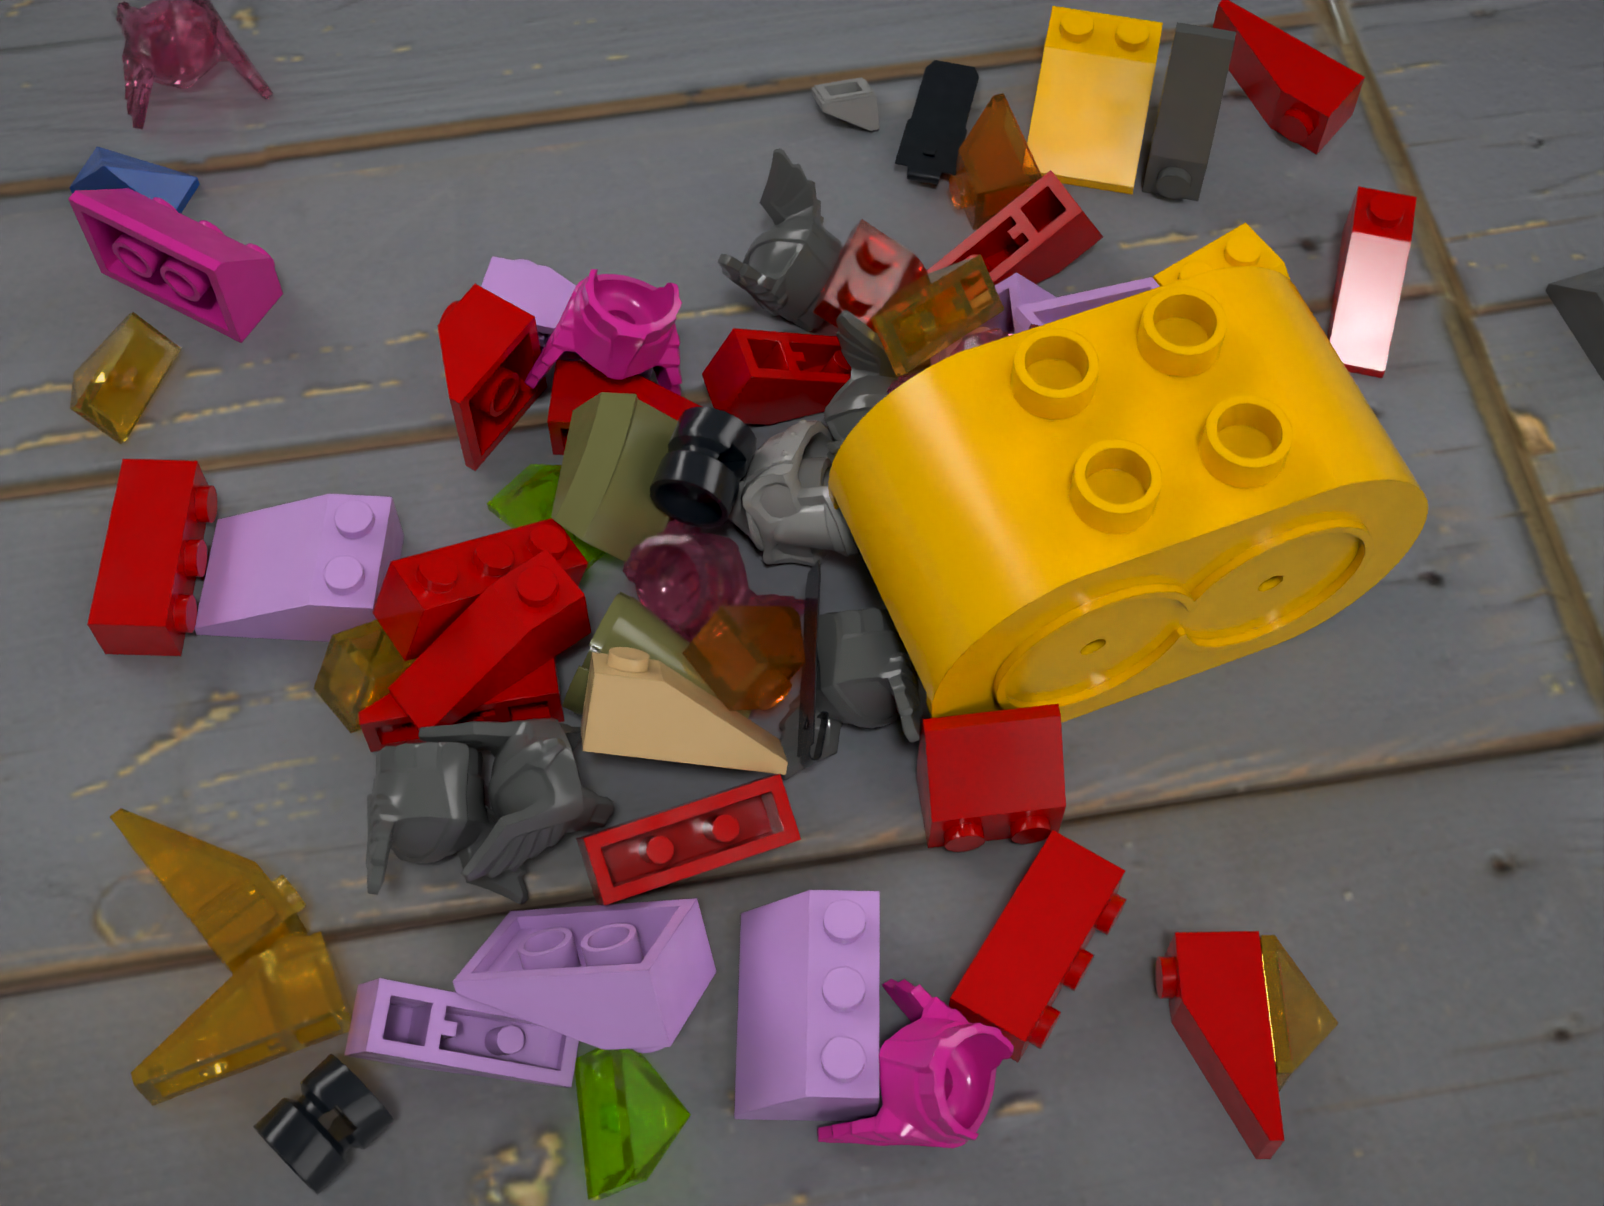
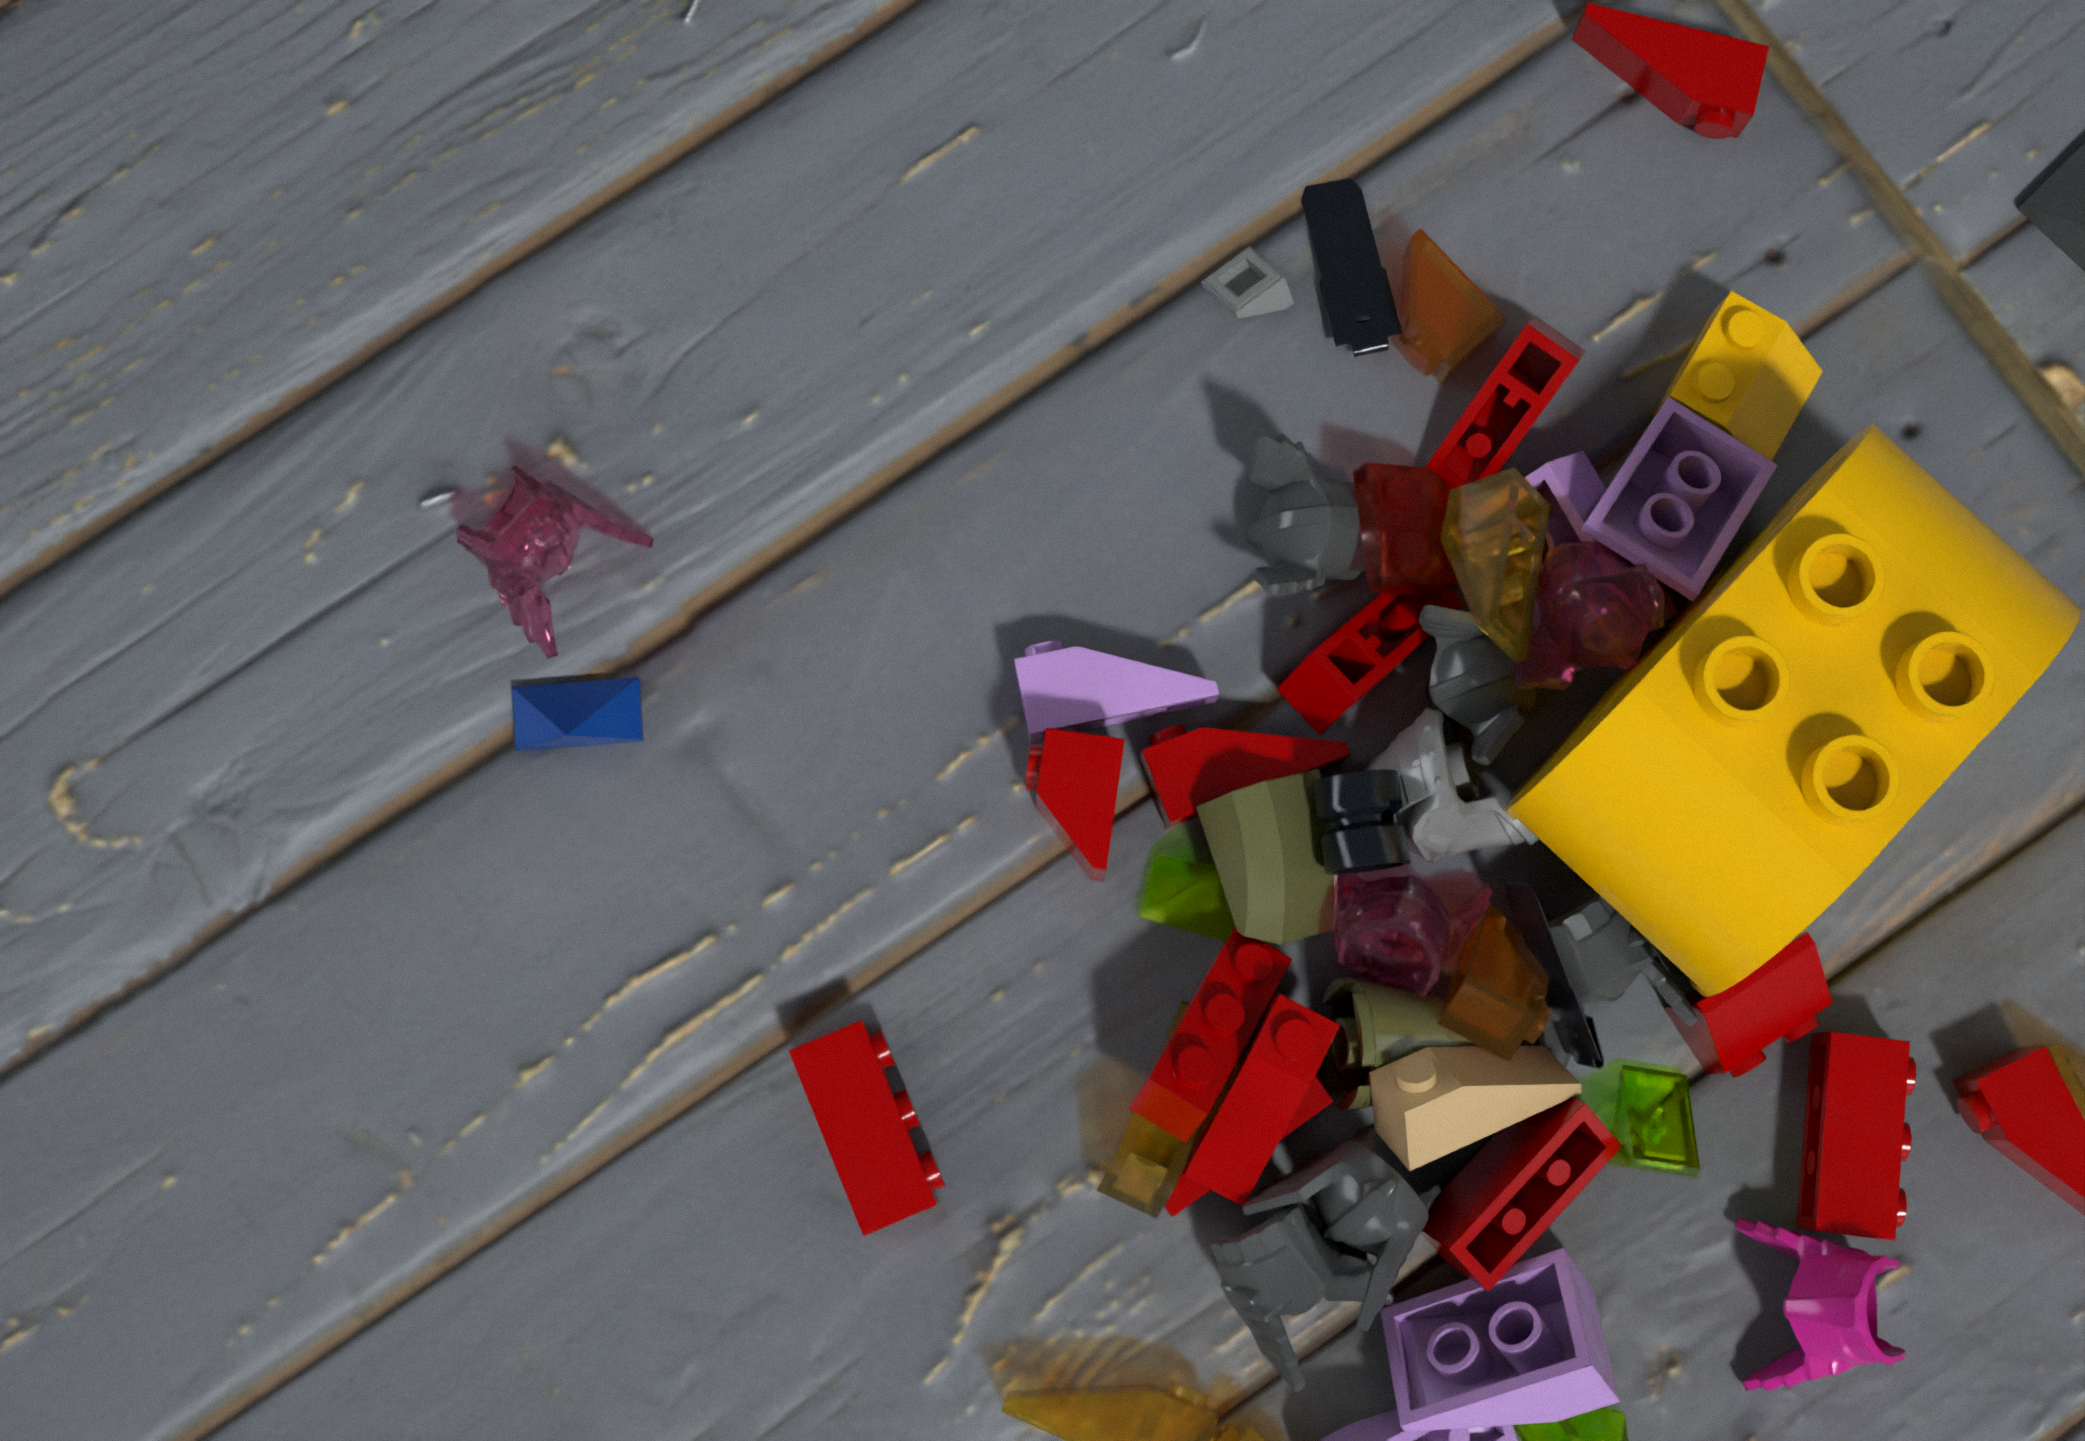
camera: 25 degrees left, 20 degrees up
(122, 377) = (707, 947): clear yellow slope -> none
(178, 259) = (695, 791): dark pink slope -> none
(299, 568) = (1008, 1076): lavender slope -> none
(618, 329) = (1195, 704): dark pink helmet -> none
(809, 1008) = (1691, 1284): lavender slope -> none
(844, 848) = (1655, 1122): none -> clear neon green slope
(1093, 98) = (1500, 180): yellow slope -> none
(1188, 111) = (1623, 188): dark grey slope -> none
(1370, 278) = (1858, 286): slope -> none

